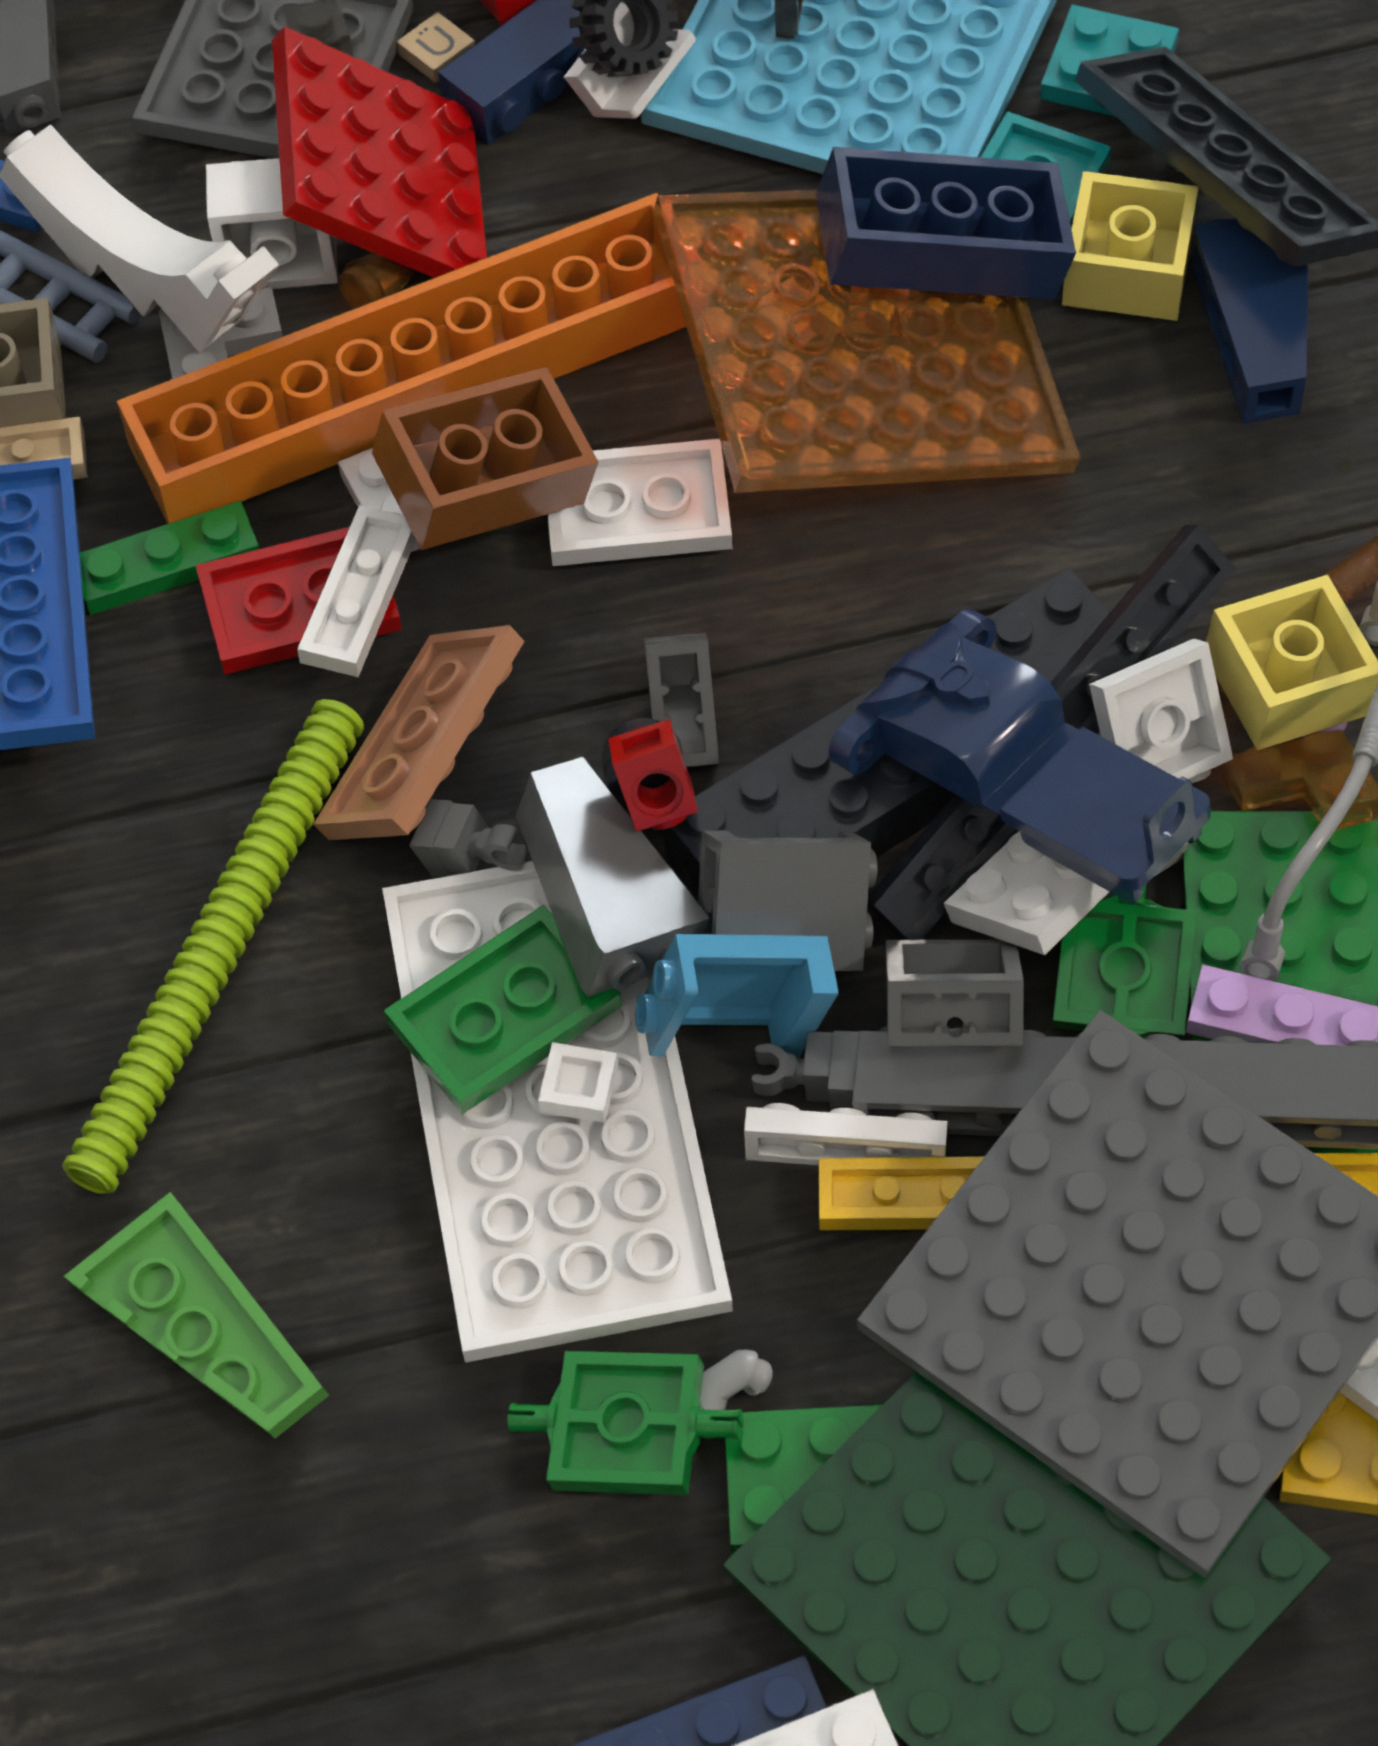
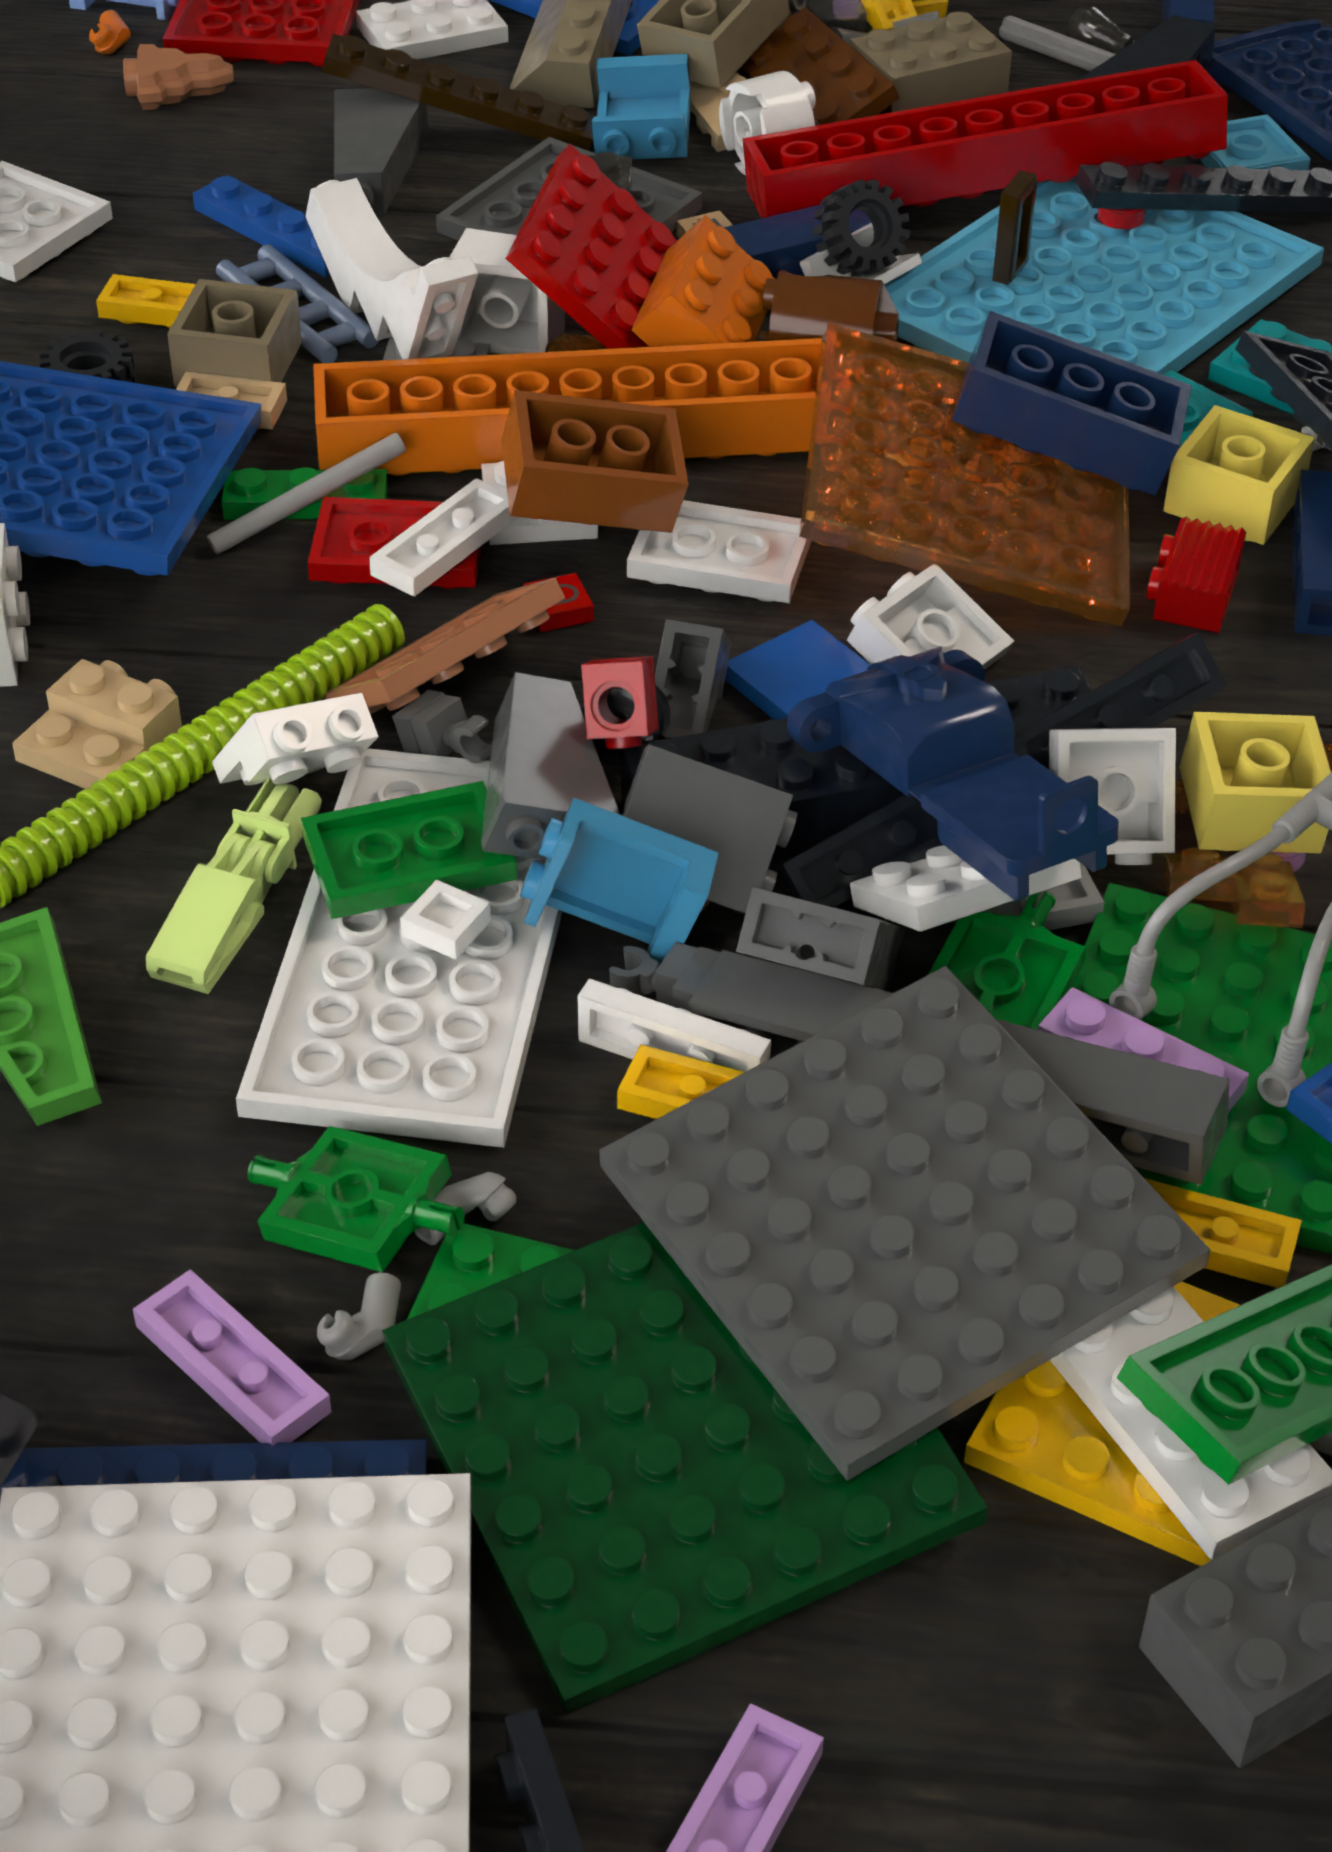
camera: 15 degrees right, 15 degrees down
(102, 941) = (97, 723): none -> tan plate
(177, 567) = (306, 493): none -> light grey bar
(334, 1122) = (227, 894): none -> yellowish green arm
(338, 919) = (298, 741): none -> white plate
(491, 170) = (704, 292): none -> orange brick
(496, 609) = (572, 610): none -> red tile
(590, 1635) = (232, 1360): none -> lavender plate
(632, 157) = (807, 303): none -> reddish brown cylinder
(695, 1553) = (354, 1335): none -> light grey arm
(787, 643) = (792, 668): none -> blue tile
(895, 556) = (924, 615): none -> white plate
(1131, 388) = (1196, 574): none -> red brick

